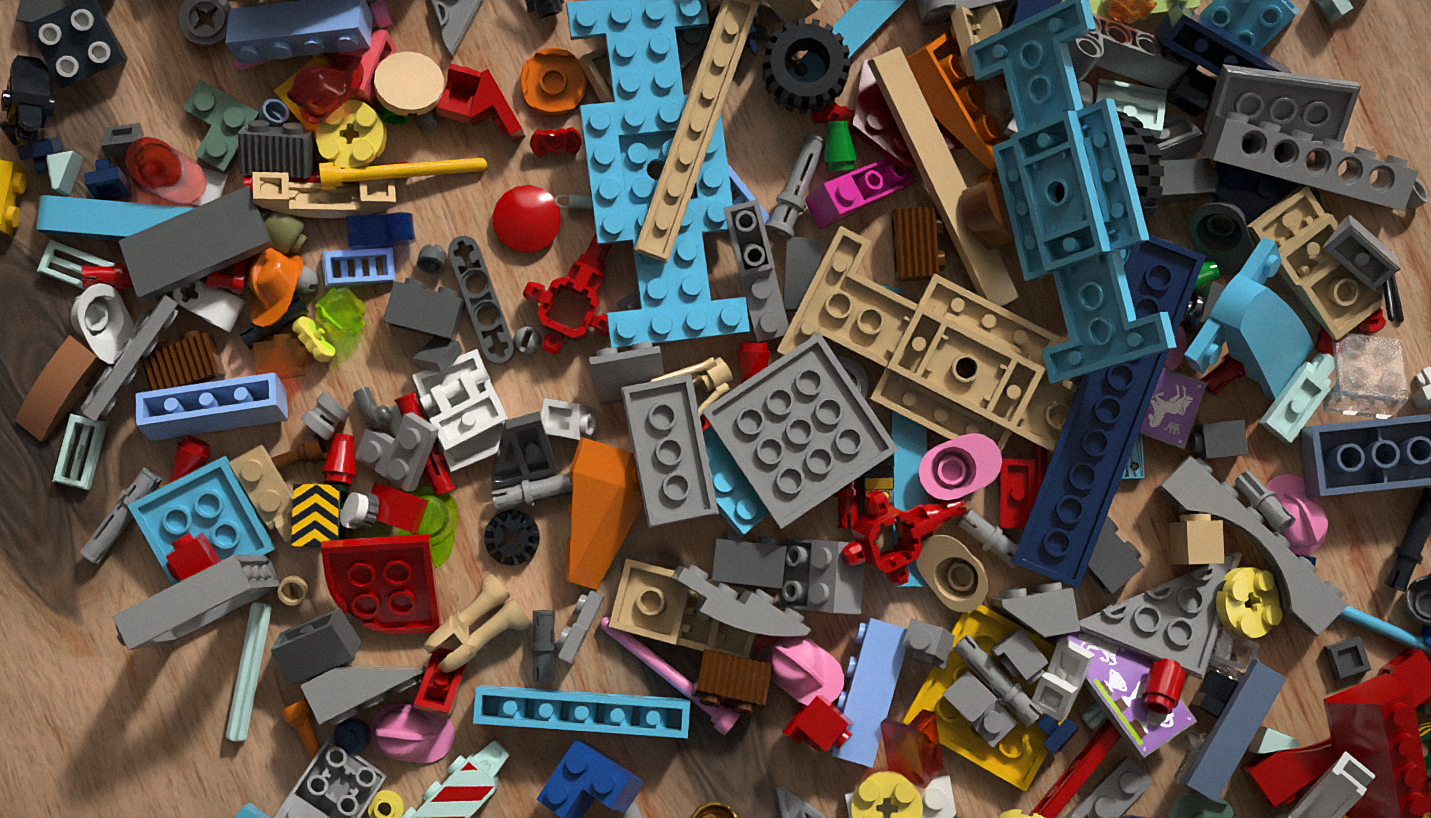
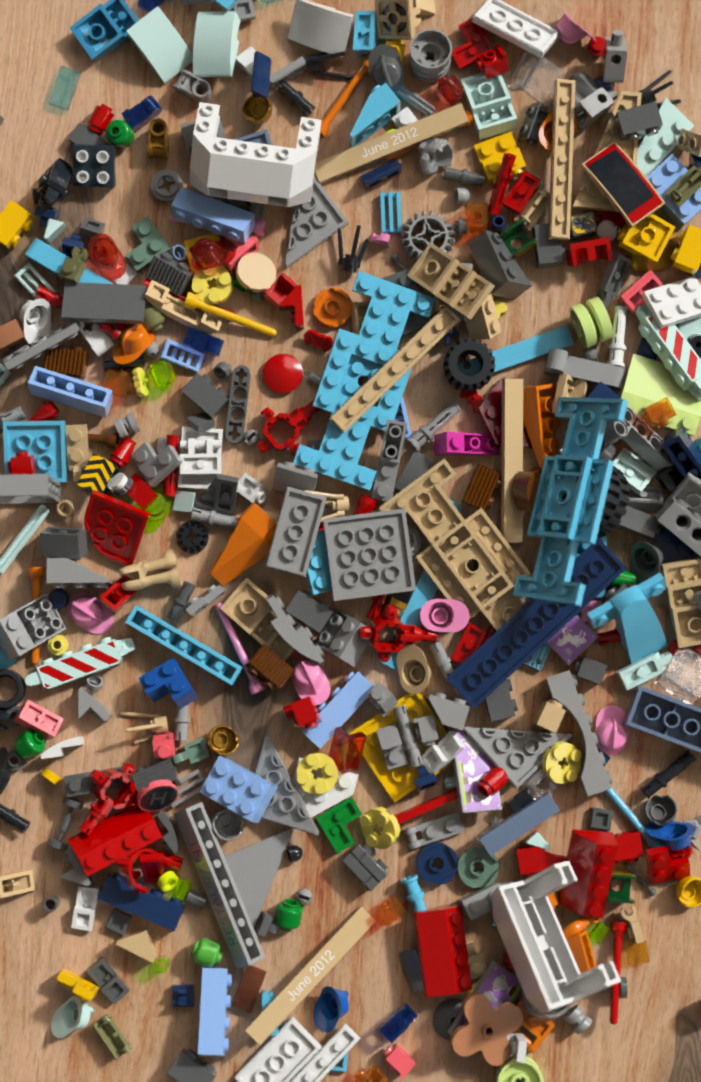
camera: 30 degrees right, 0 degrees up
(122, 213) = (74, 267): none -> olive plate
(370, 412) = (152, 438): dark grey arm -> none
(472, 489) = (184, 501): none -> light aqua slope
(839, 149) = (465, 417): green cone -> none
(1265, 502) = (597, 714): light grey axle -> none

